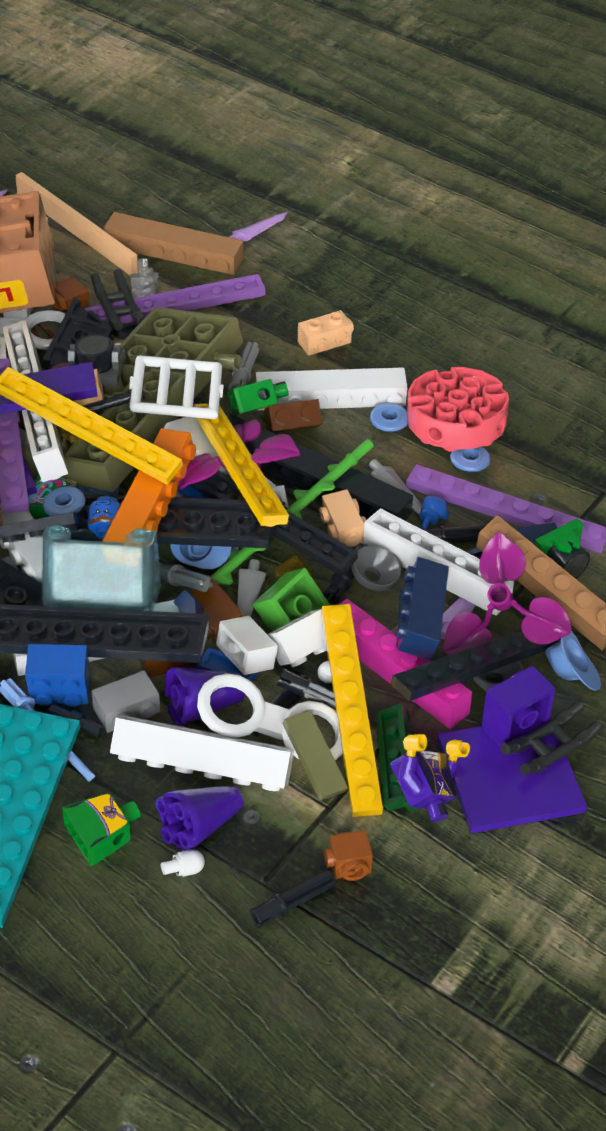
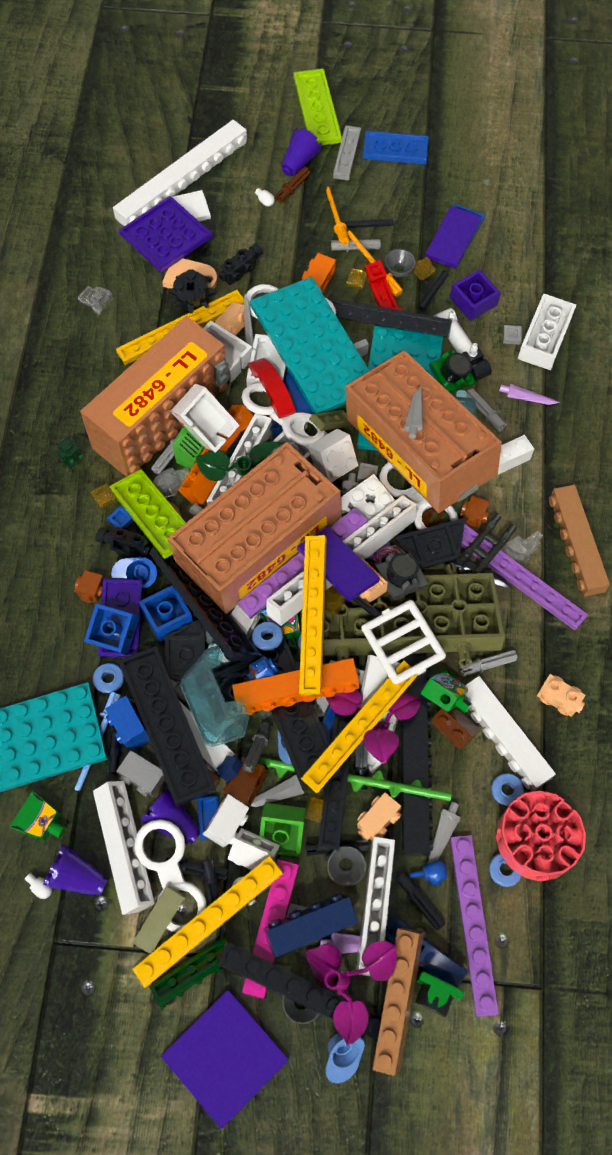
camera: 60 degrees right, 20 degrees up
(81, 226) = (551, 469): light nougat tile -> none
(281, 904) = (46, 969): black axle -> none
(349, 855) = (93, 987): dark orange brick -> none
(427, 775) = (176, 1007): torso -> none
(517, 705) = (263, 1039): dark purple brick -> none
(555, 727) = (266, 1089): pearl dark grey piece -> none

